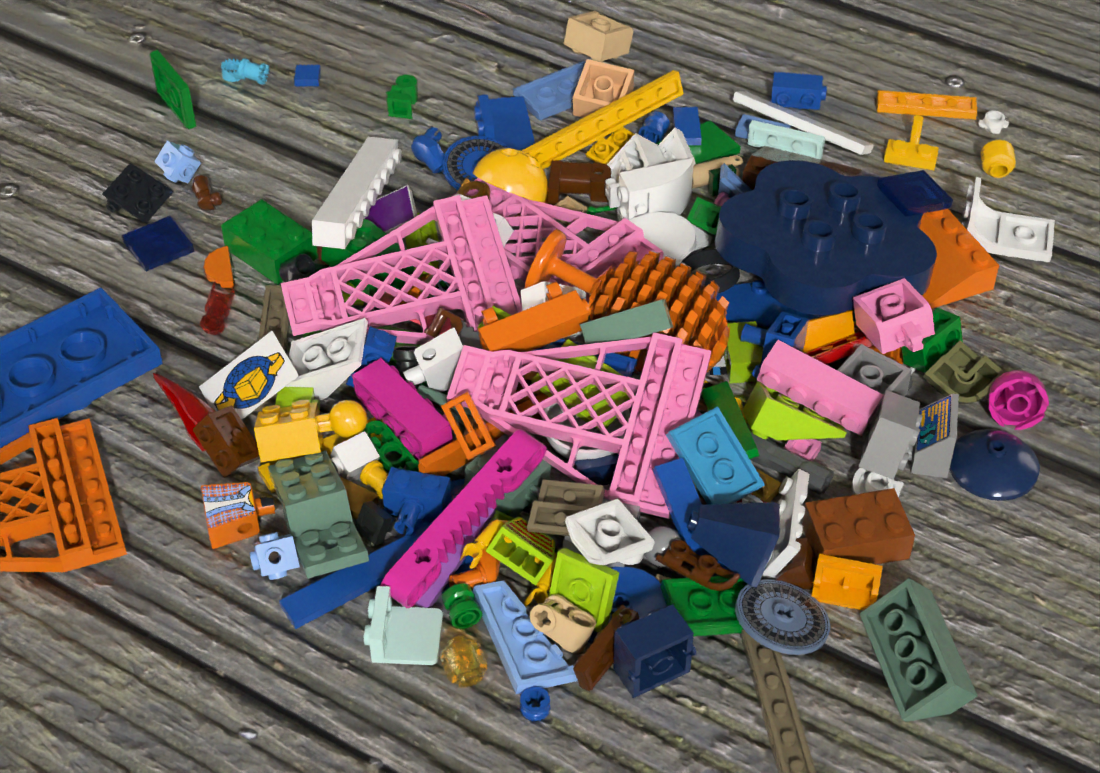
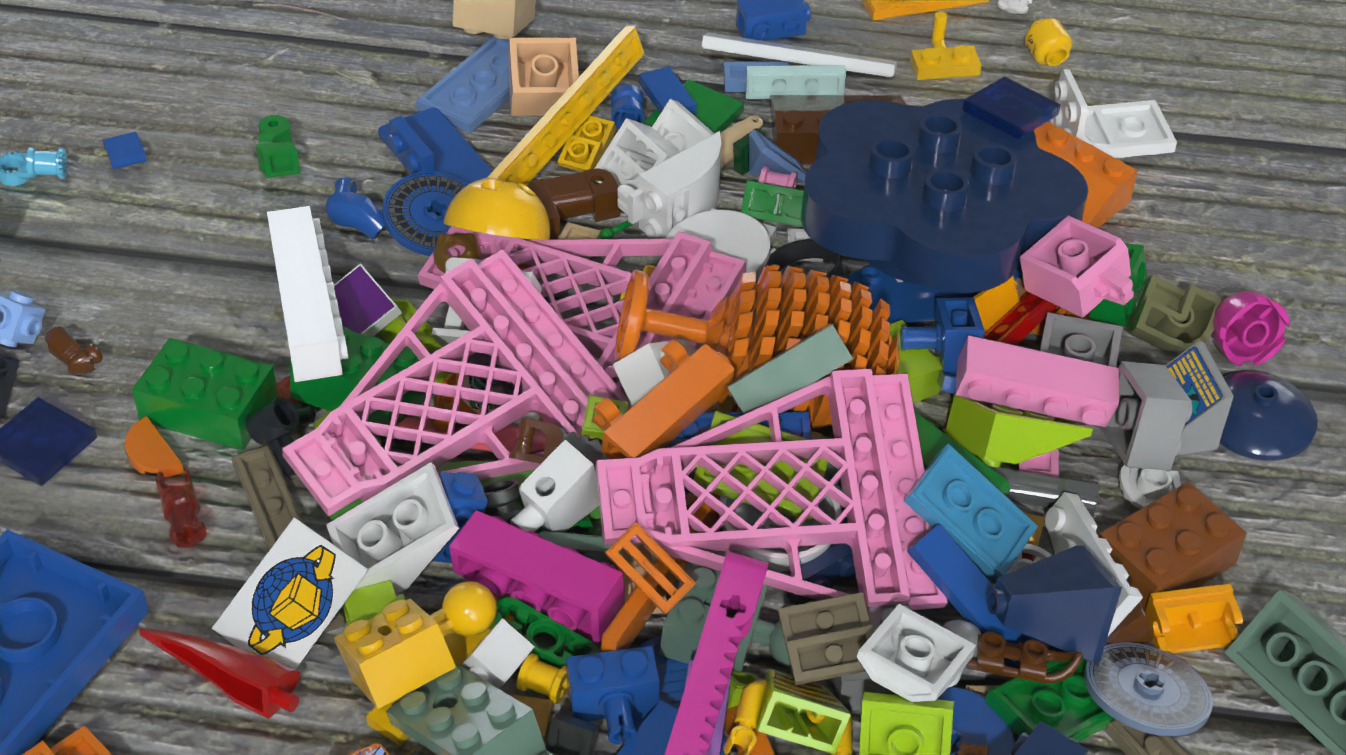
camera: 25 degrees left, 0 degrees up
(226, 440) = (308, 694): reddish brown bracket -> none

